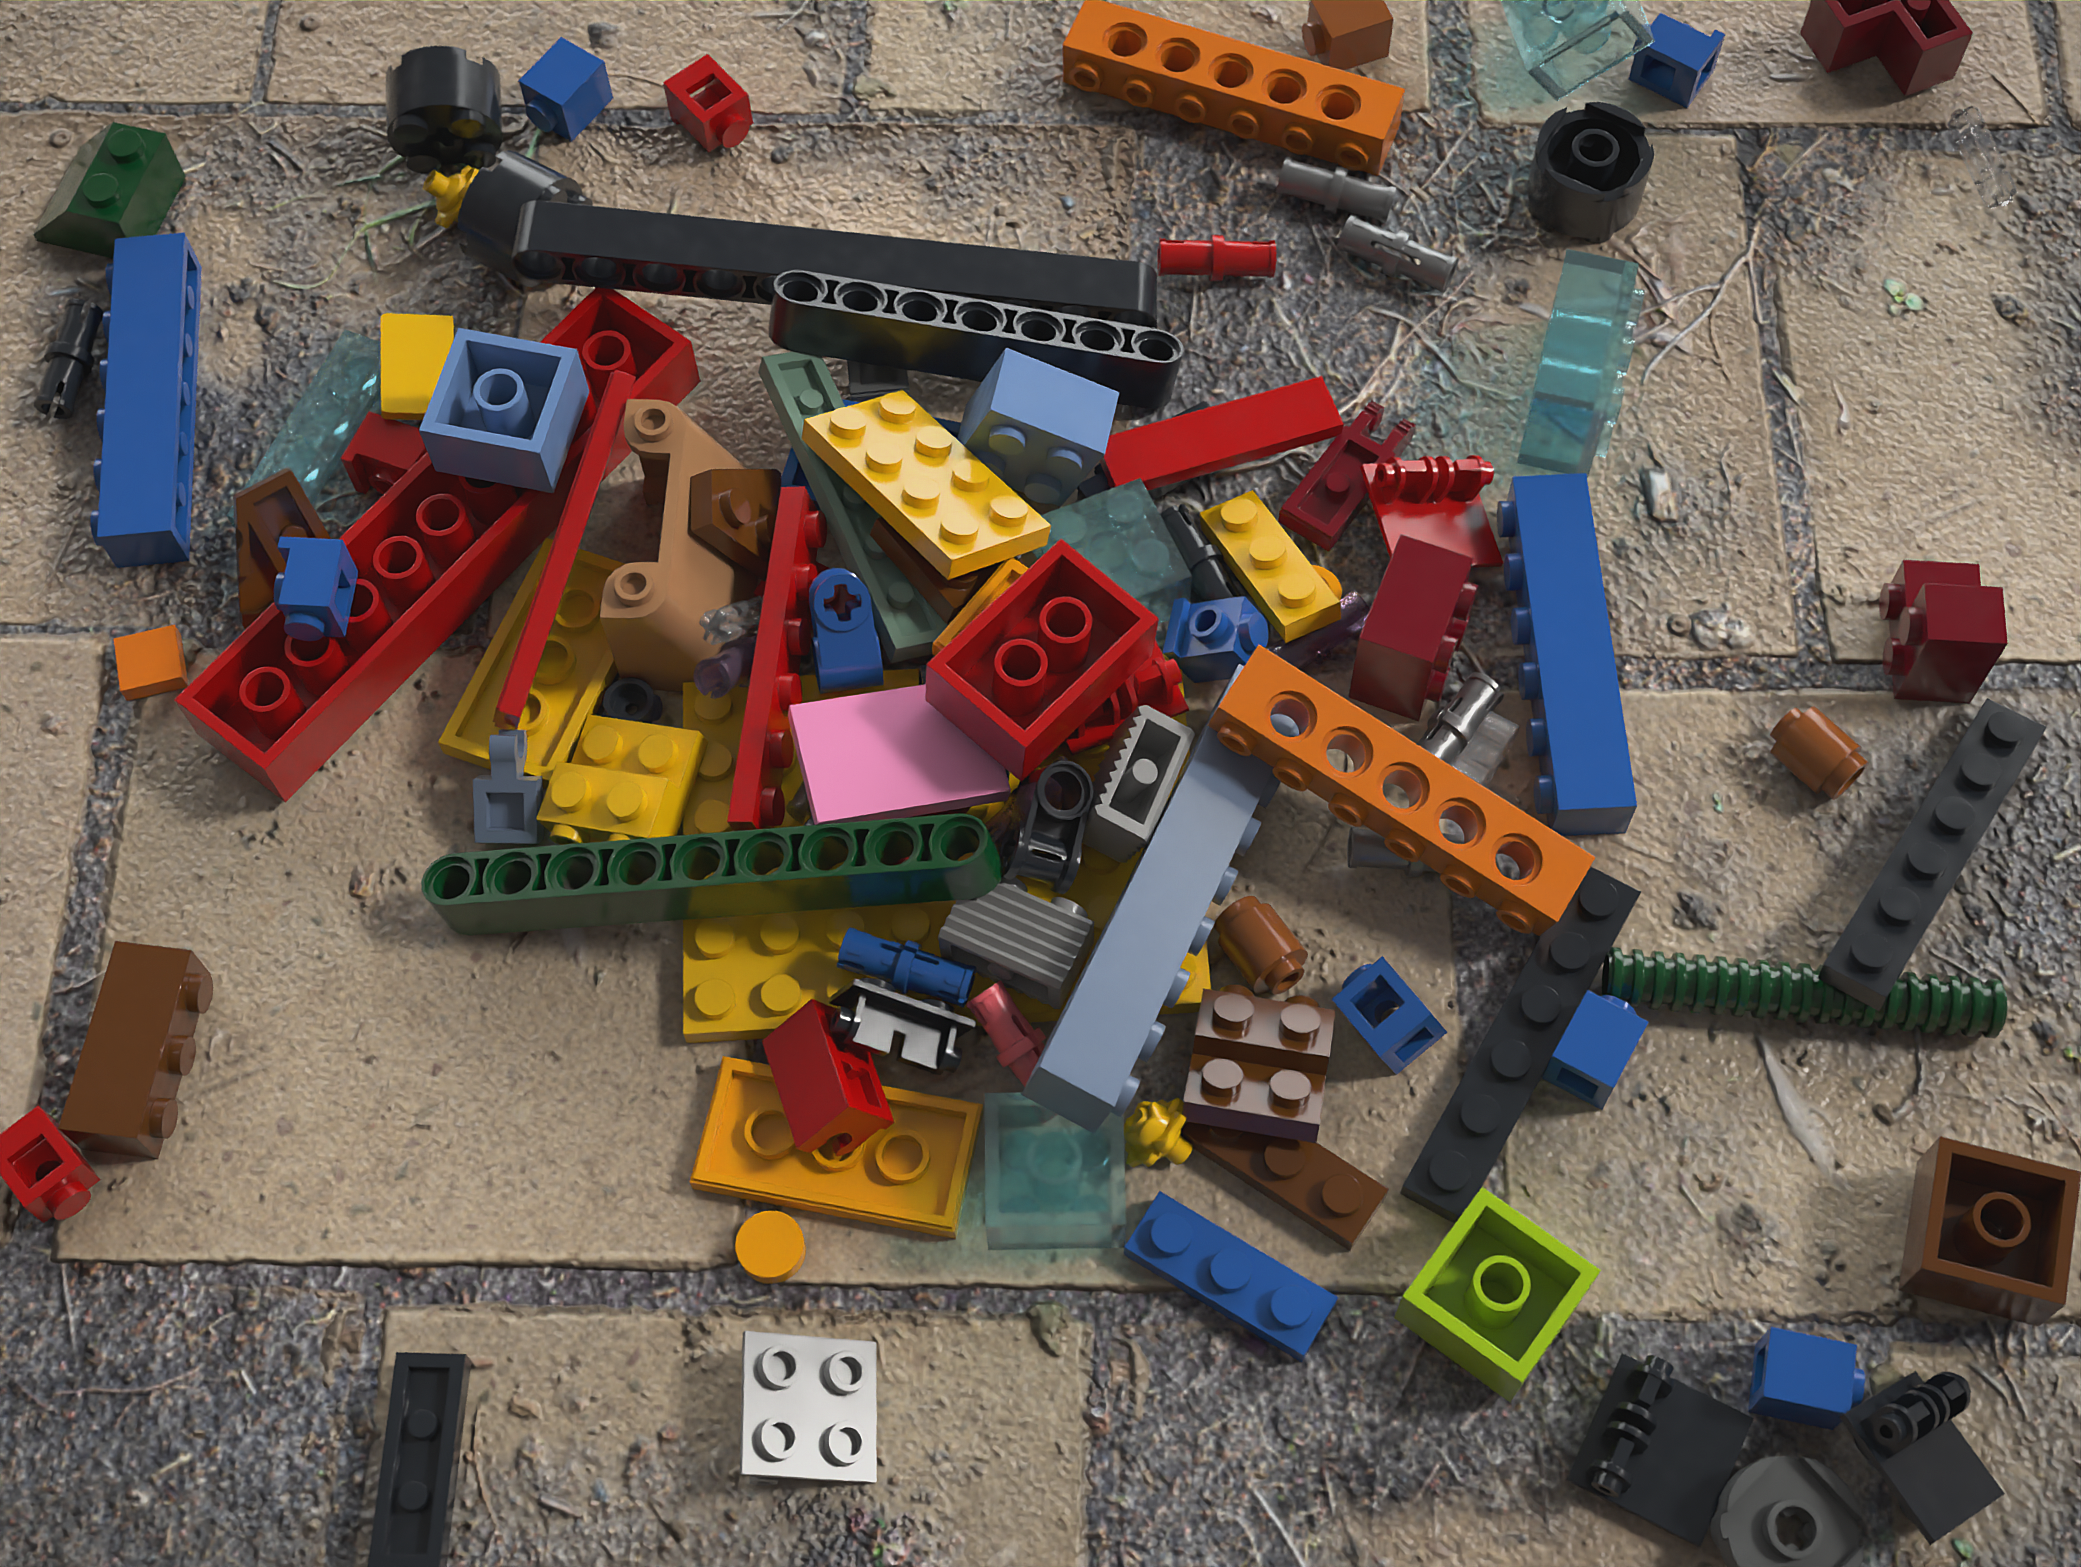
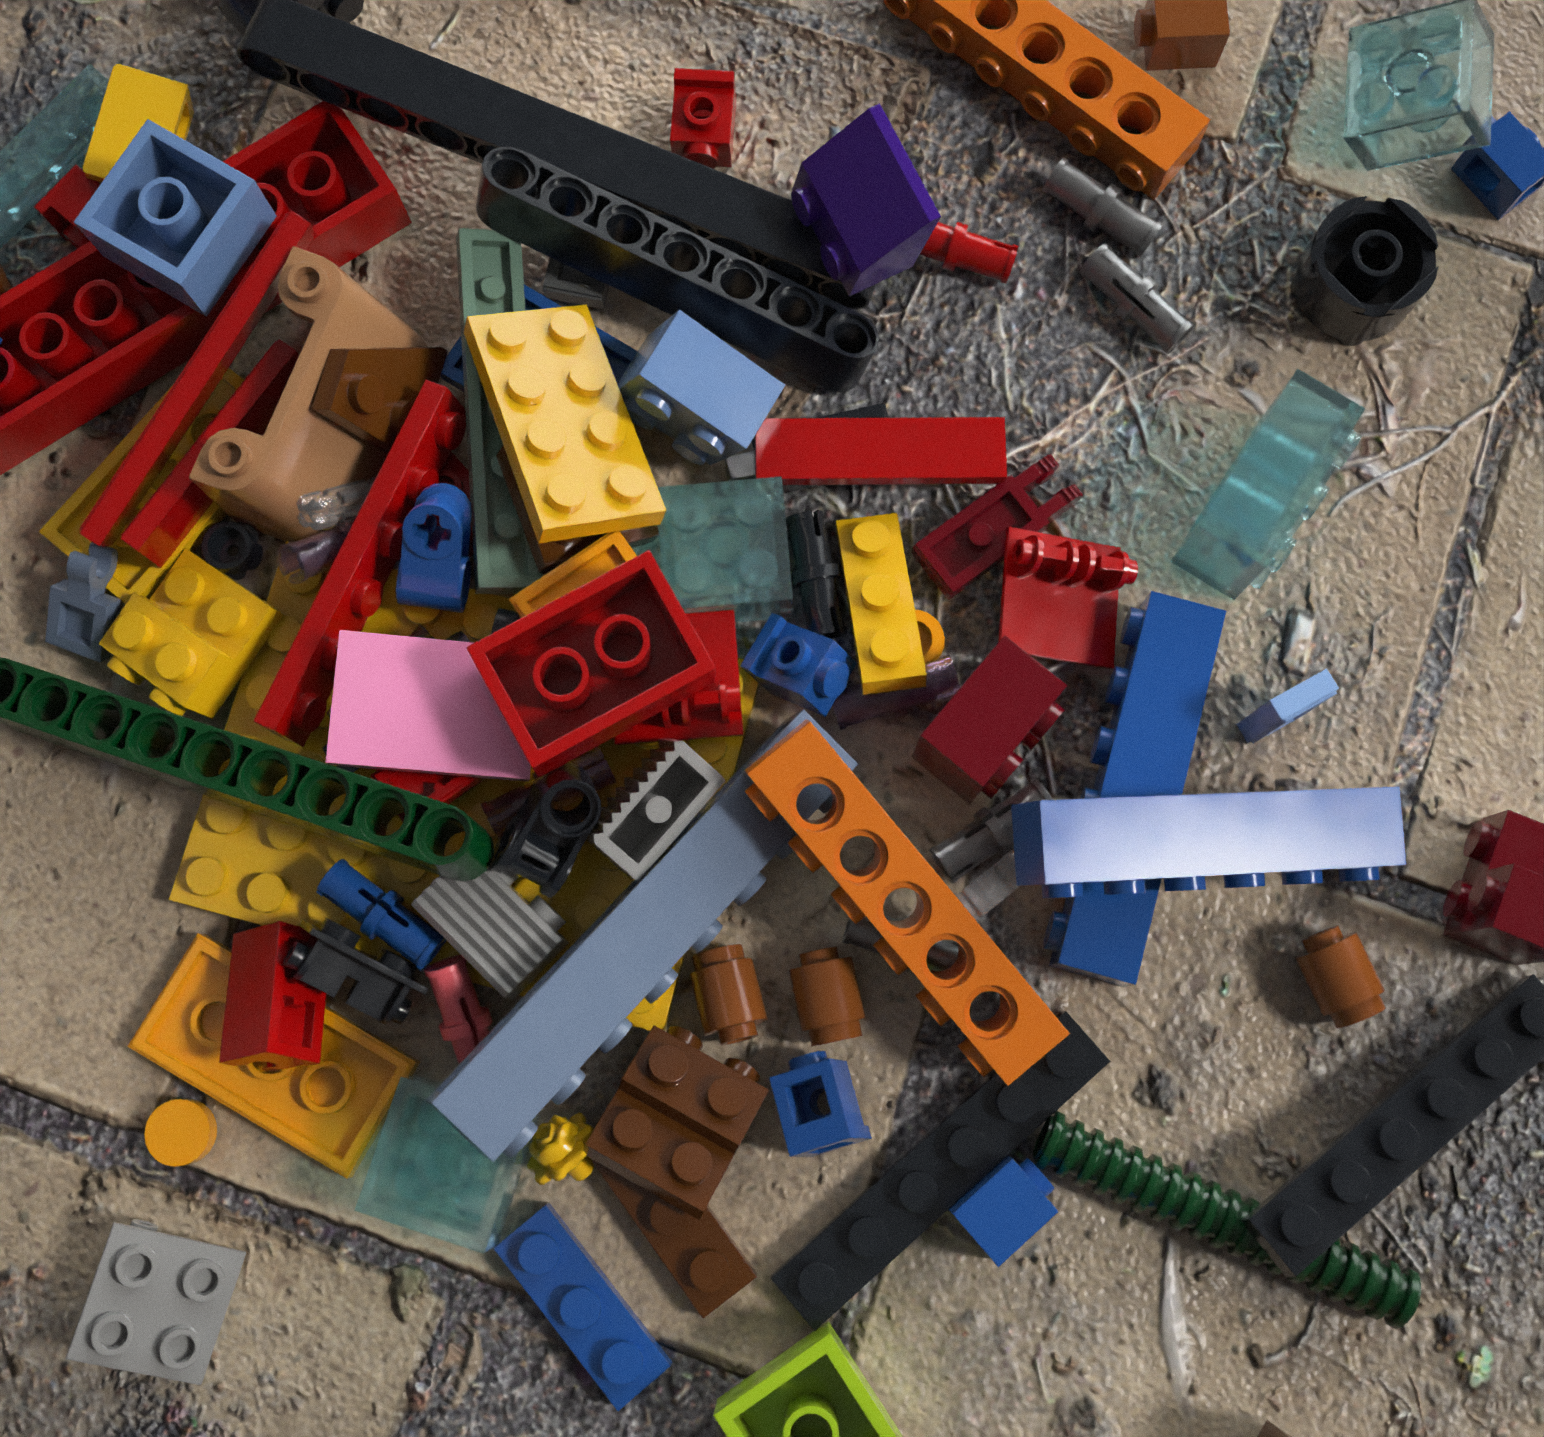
camera: 20 degrees right, 15 degrees up
(586, 640) = (178, 500): none -> red tile
(944, 207) = (704, 116): none -> red brick
(1133, 227) = (864, 203): none -> dark purple slope
(1356, 916) = (827, 996): none -> dark orange brick
(1647, 655) = (1206, 835): none -> brick
(1673, 535) = (1288, 706): none -> light blue tile

